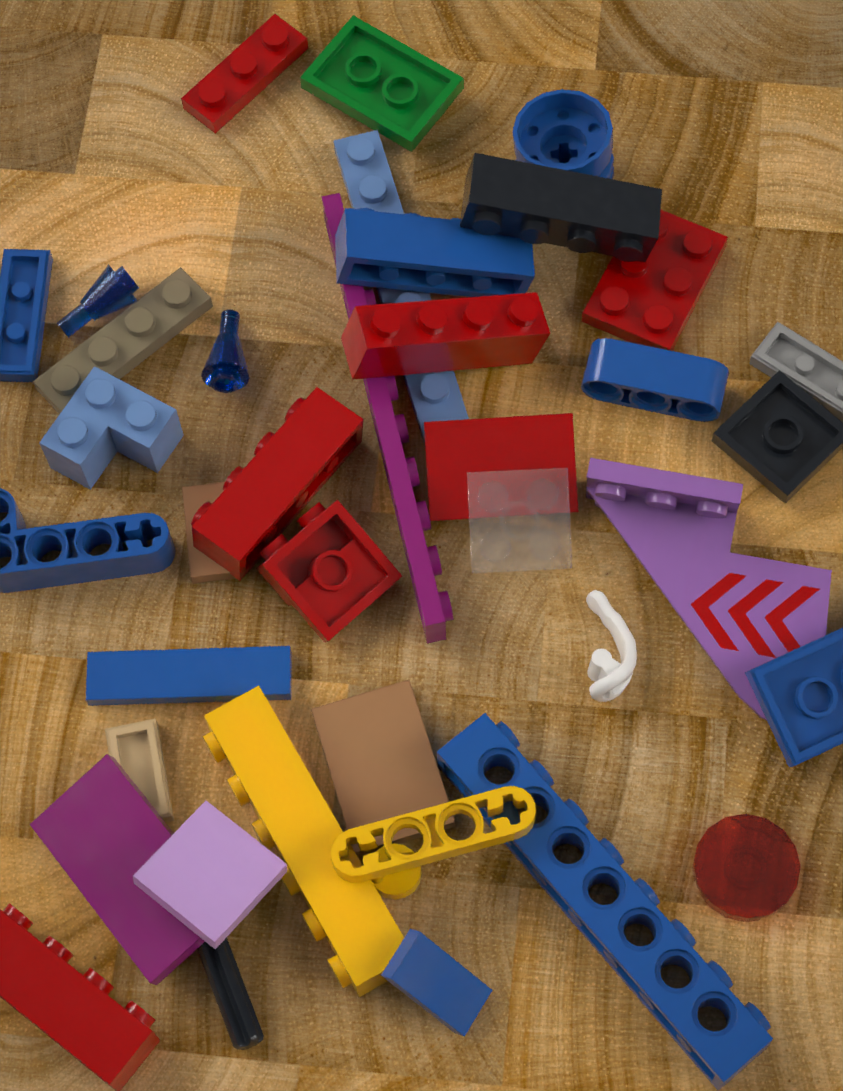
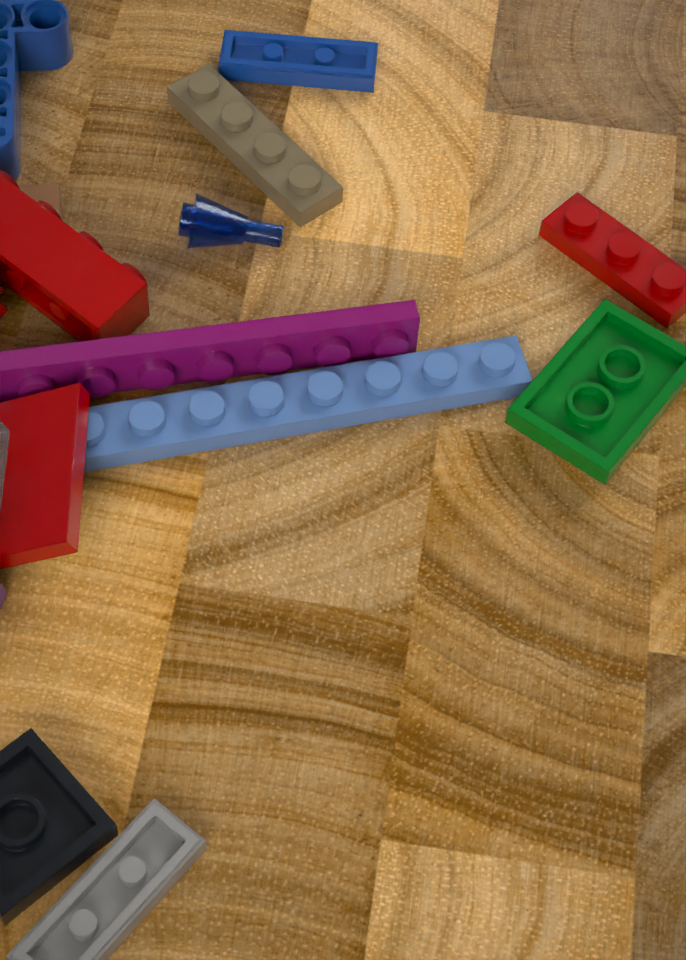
camera: 85 degrees right, 10 degrees down
(107, 294) = (314, 126): clear blue cone -> none
(109, 419) = (135, 116): medium blue brick -> none
(428, 255) = (321, 409): blue brick -> none
(444, 335) = (197, 409): red brick -> none
(561, 208) = (364, 538): black brick -> none
(565, 133) = (474, 566): blue wheel -> none
(655, 298) = (295, 692): red plate -> none
(655, 380) = (126, 670): blue beam -> none

